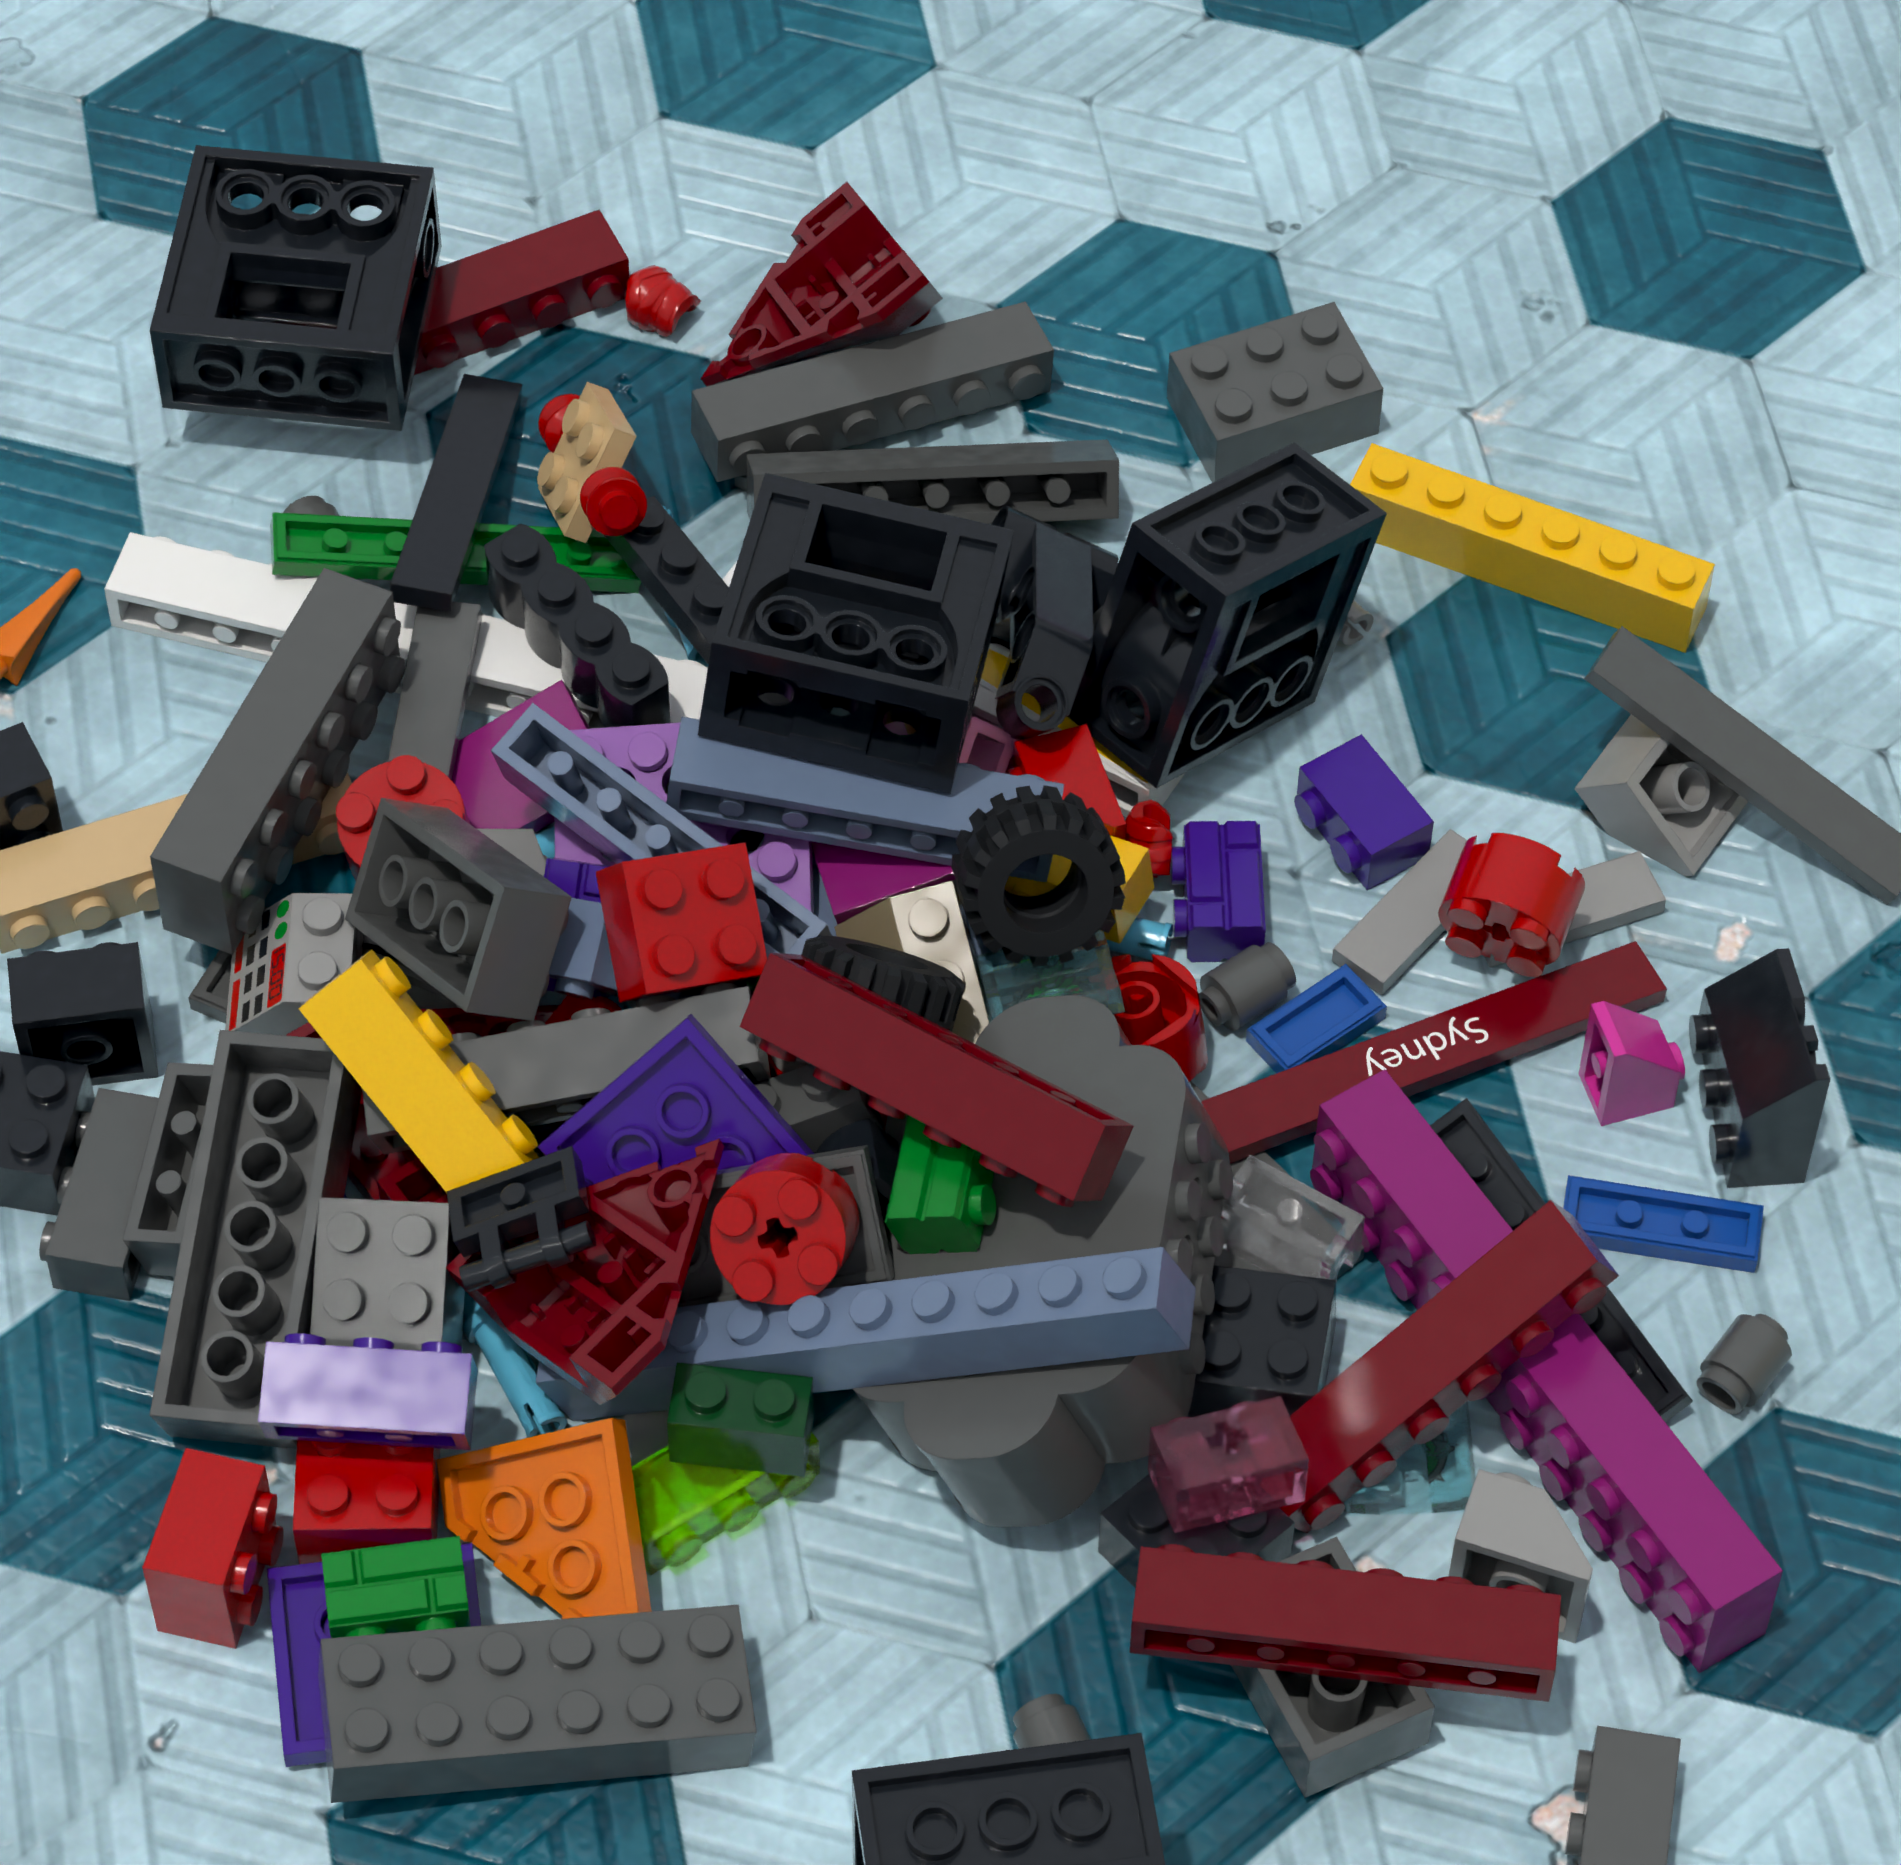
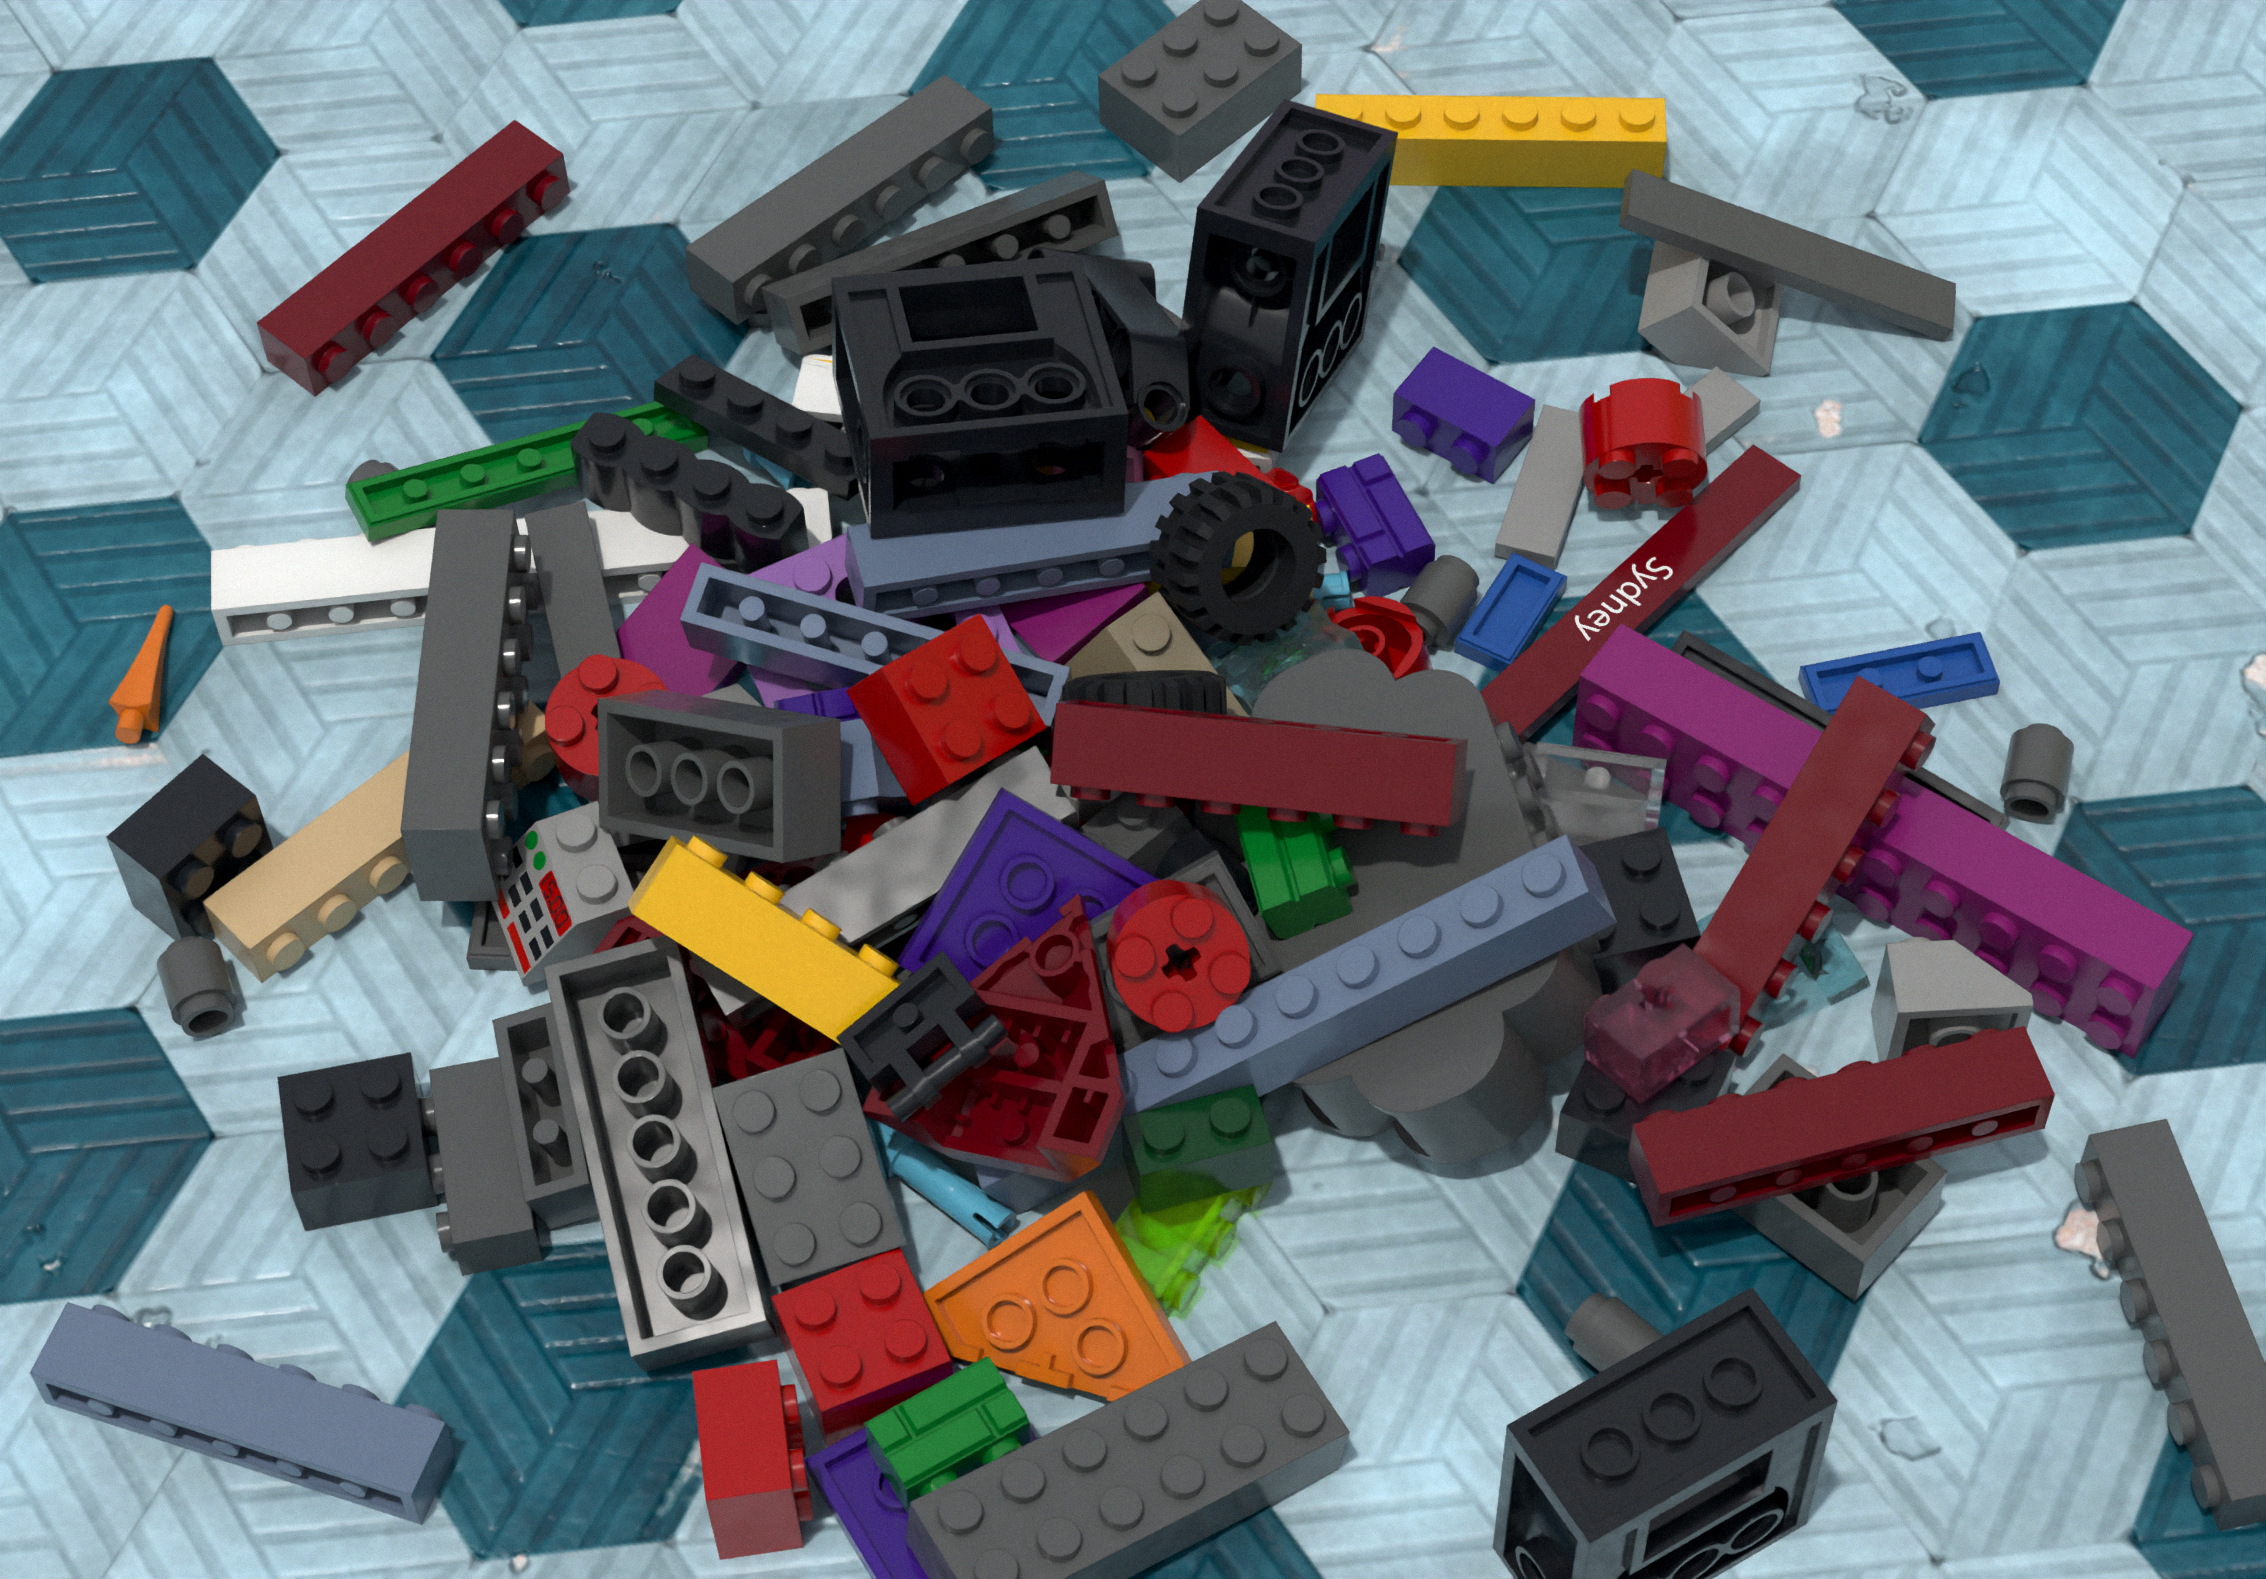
camera: 20 degrees left, 0 degrees up
(85, 1010) = (383, 1000): black brick -> none
(292, 307) = (280, 291): black piece -> none
(368, 1393) = (843, 1254): brick -> none
(456, 493) = (507, 411): black tile -> none
(584, 468) = (620, 345): tan plate -> none
(657, 300) = (601, 185): red arm -> none
(834, 292) = (760, 123): dark red wedge -> none
(1628, 1064) = (1806, 552): dark pink slope -> none
(1760, 1073) = (1931, 512): black wedge -> none

